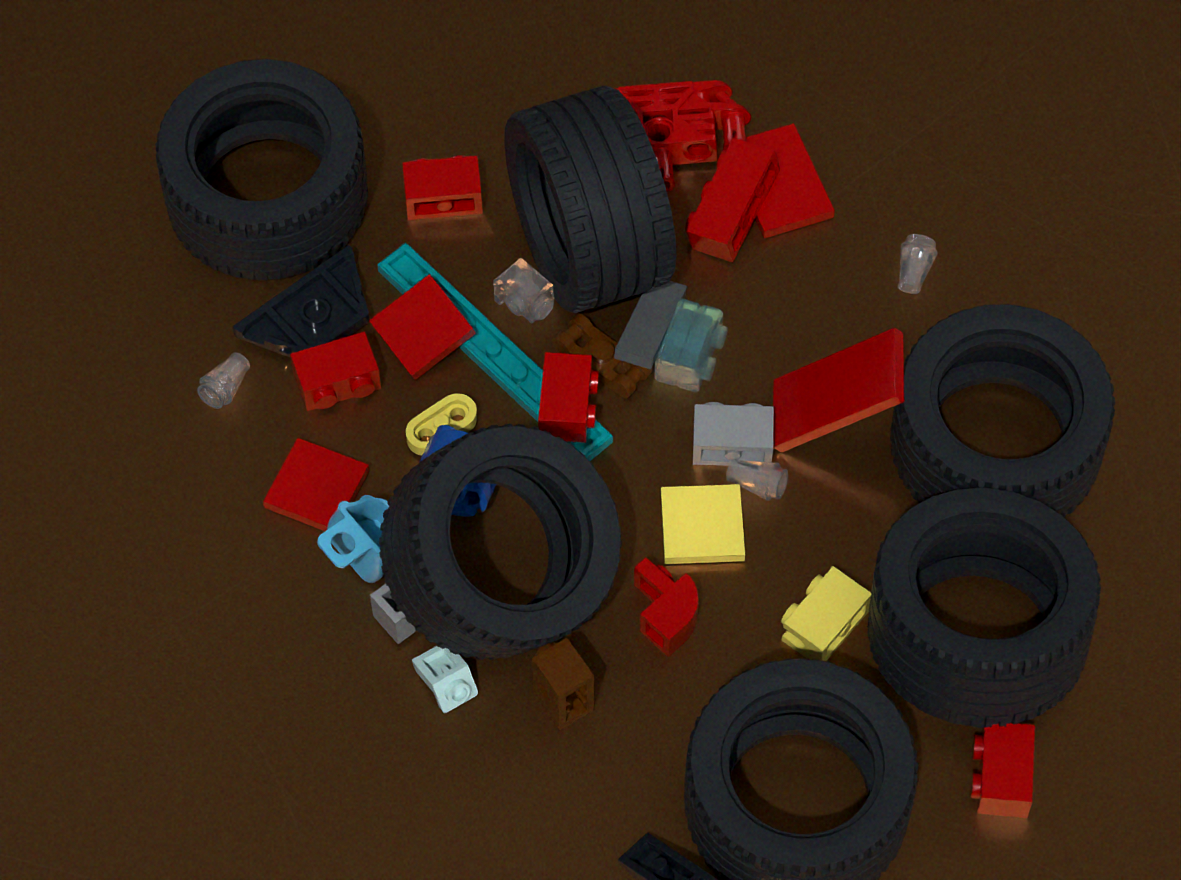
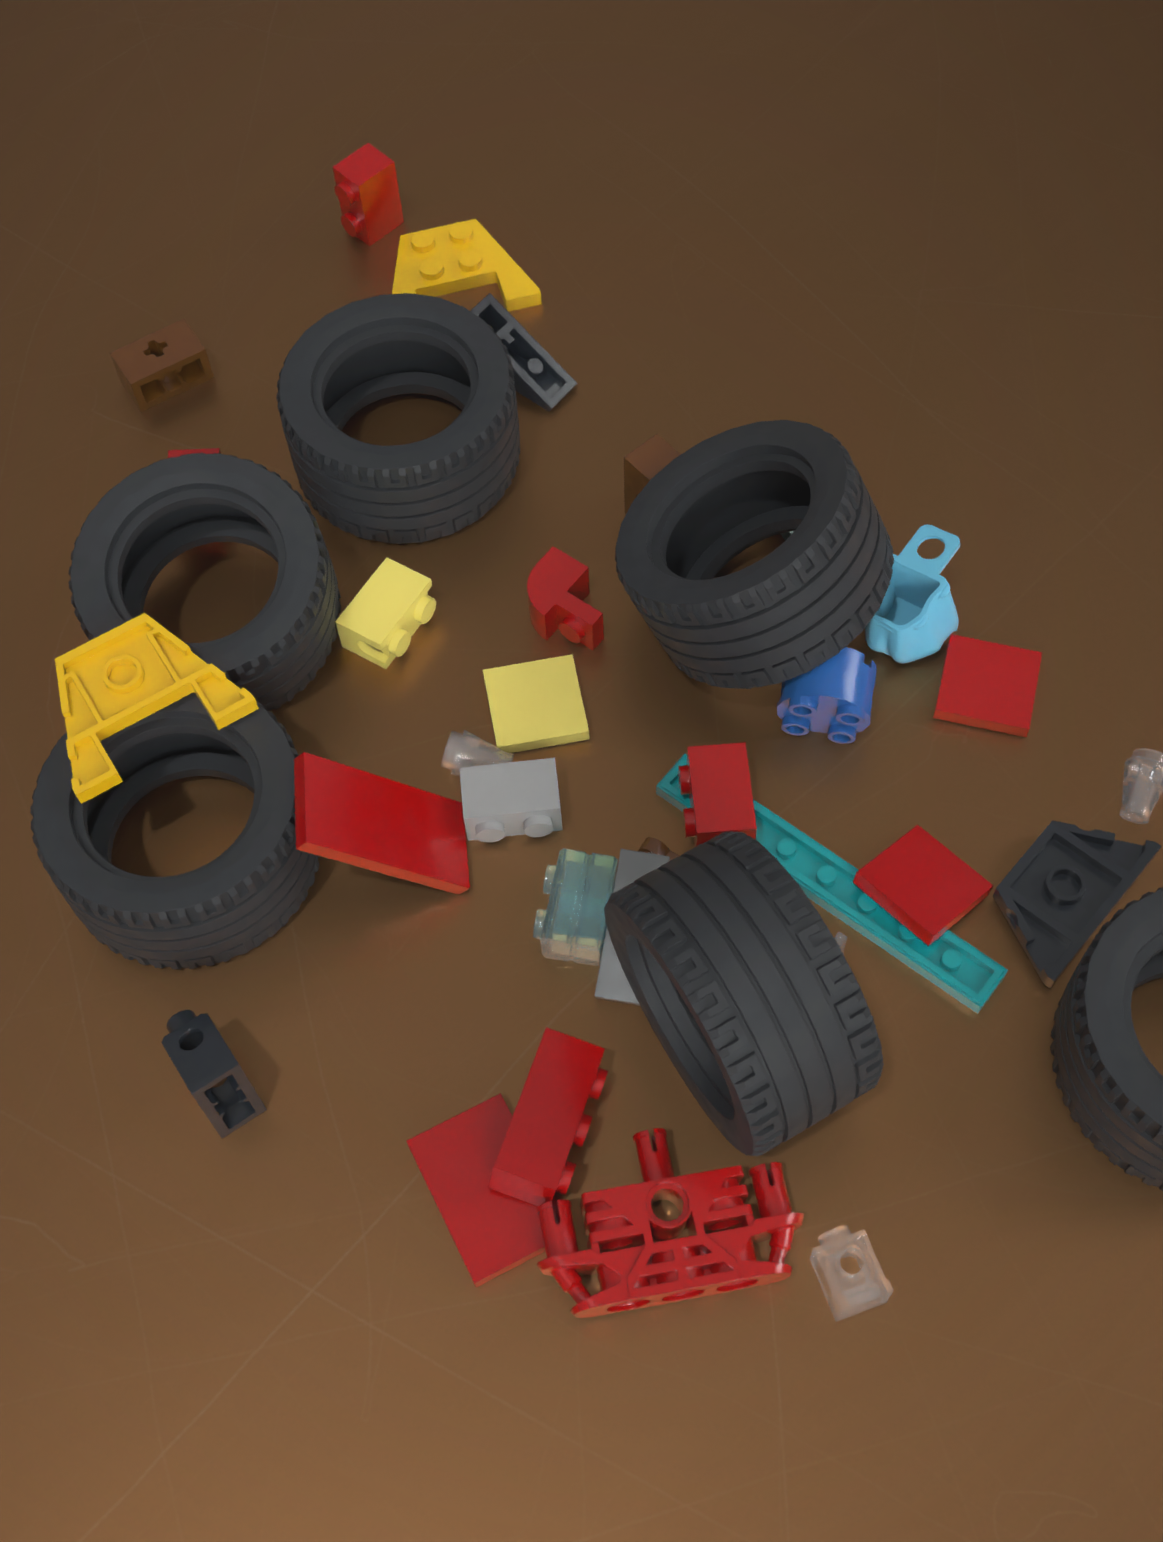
camera: 175 degrees right, 0 degrees up
(336, 371) = (1010, 809): red brick -> none
(440, 414) = (862, 772): light yellow plate -> none
(442, 187) = (956, 1093): red brick -> none
(541, 84) = (848, 1292): none -> clear brick
(915, 262) = (291, 1075): clear cone -> none
(974, 259) = (204, 1061): none -> black torso
(1039, 471) = (126, 679): none -> yellow wing

